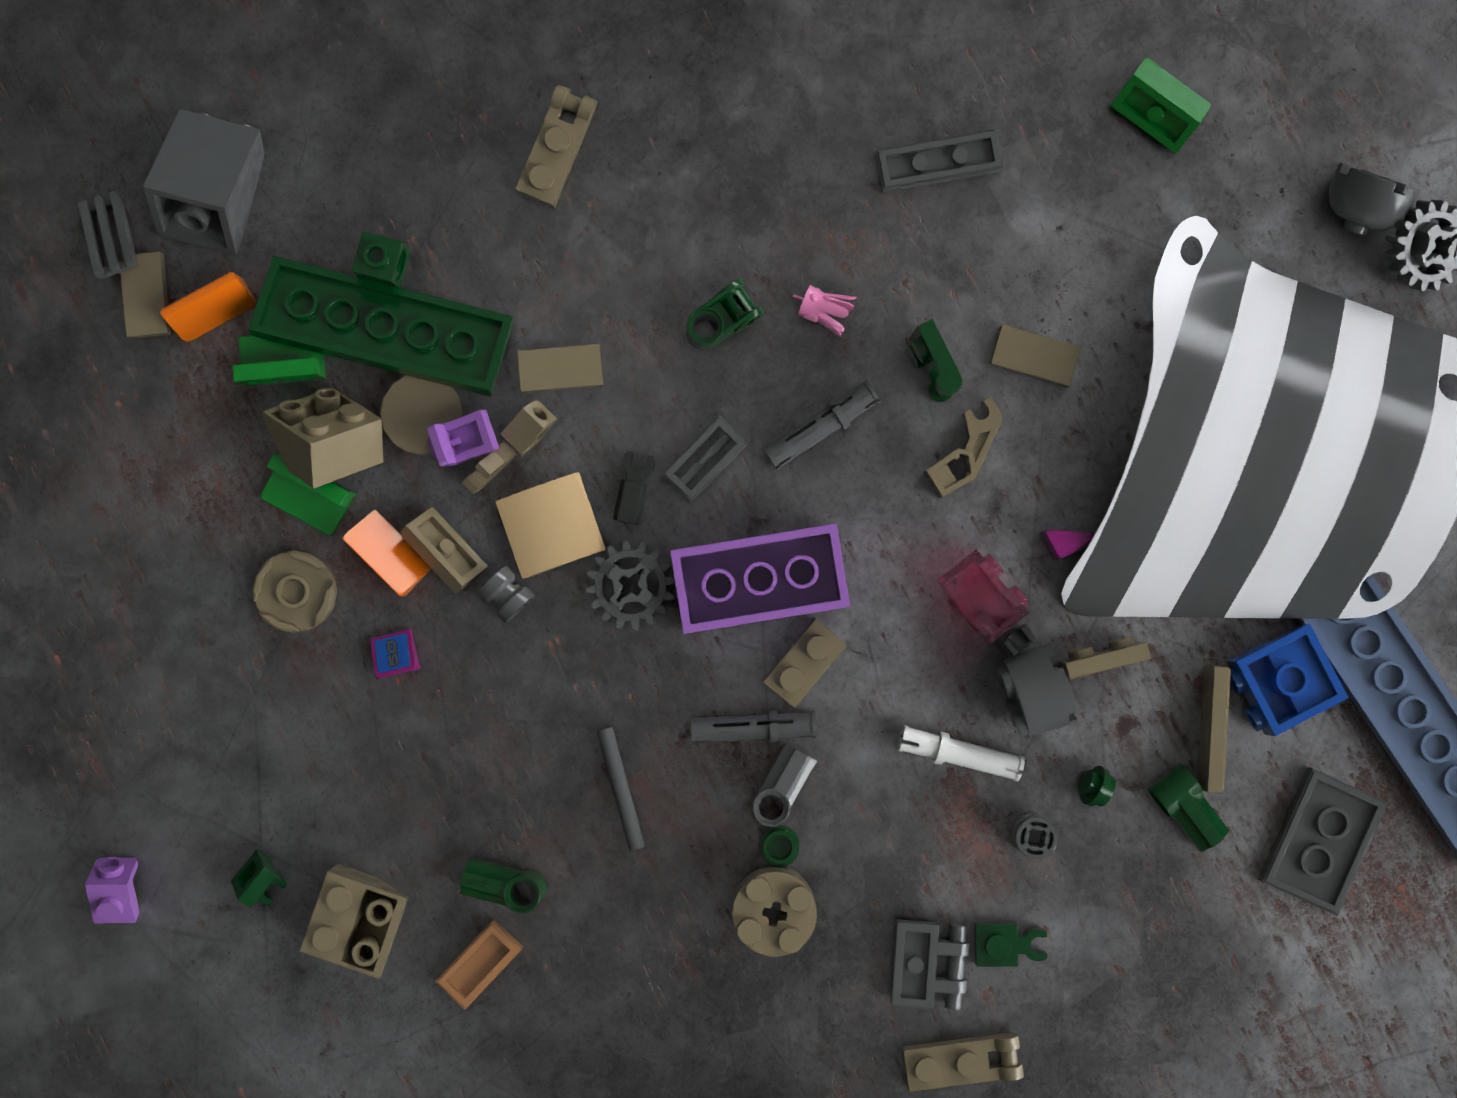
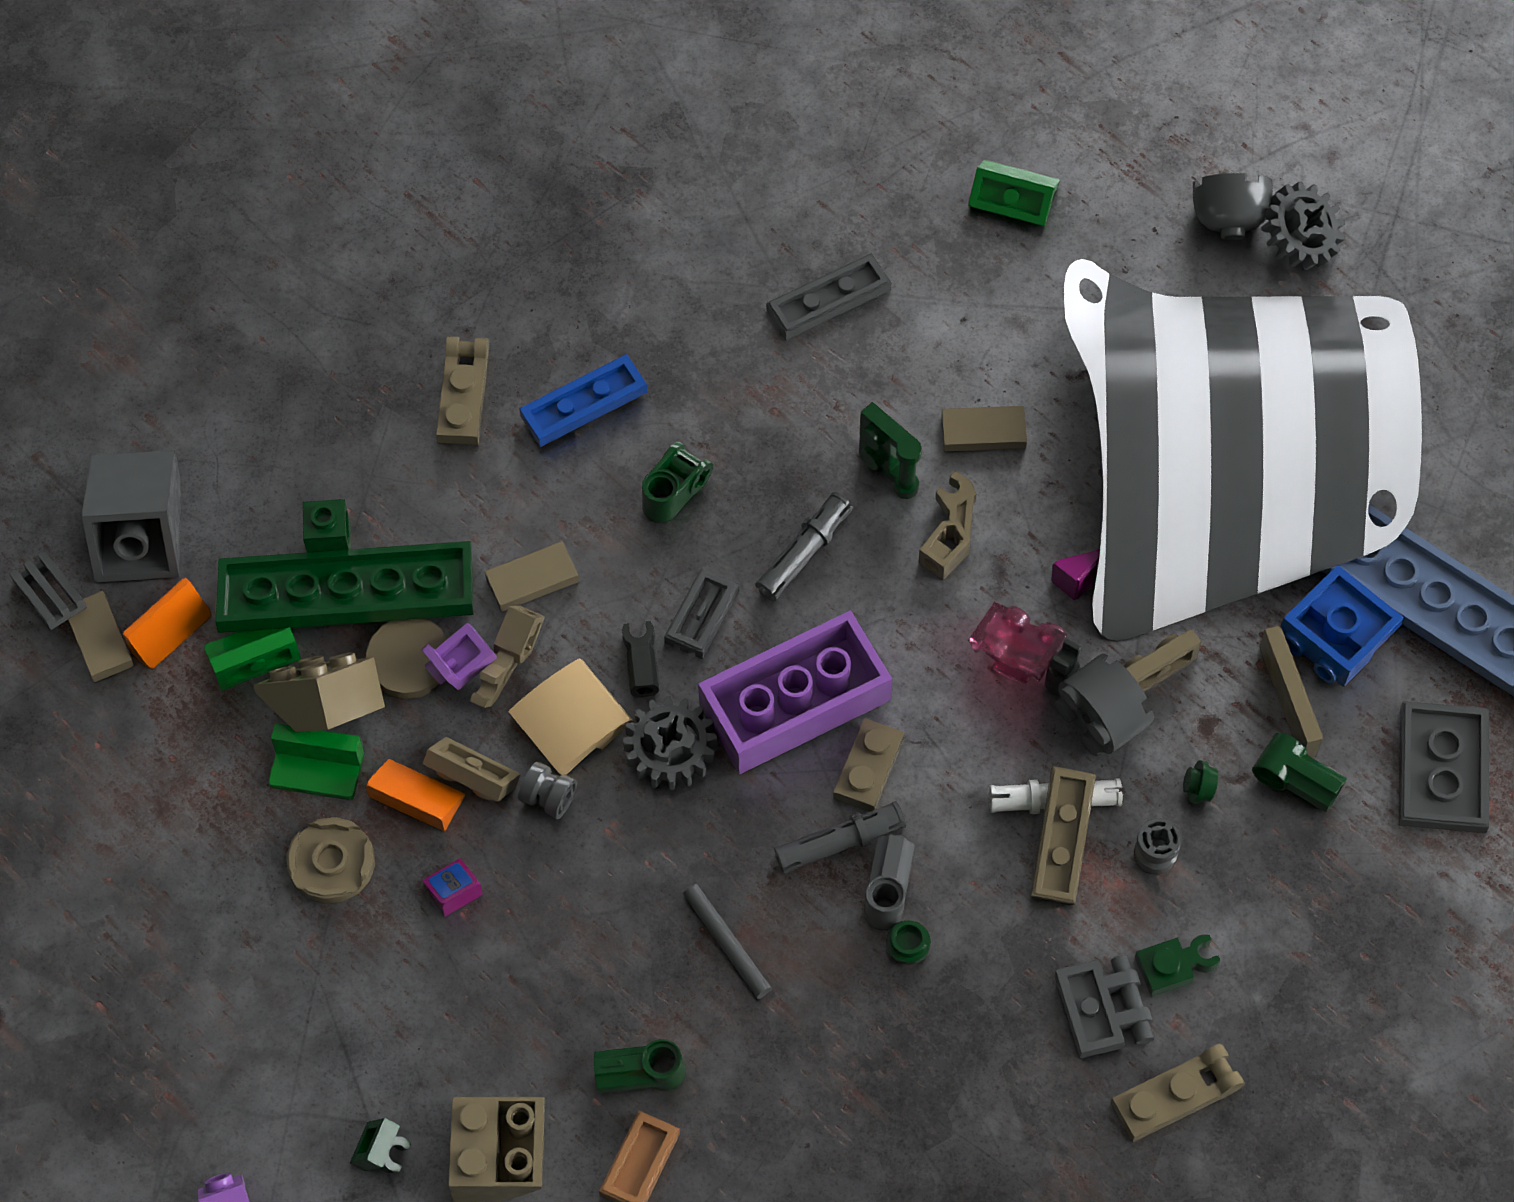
camera: 20 degrees left, 25 degrees down
(666, 198) = (583, 400): none -> blue plate
(789, 929) = (932, 974): dark tan brick -> none
(818, 303) = (760, 441): bright pink piece -> none
(952, 797) = (1063, 835): none -> dark tan tile

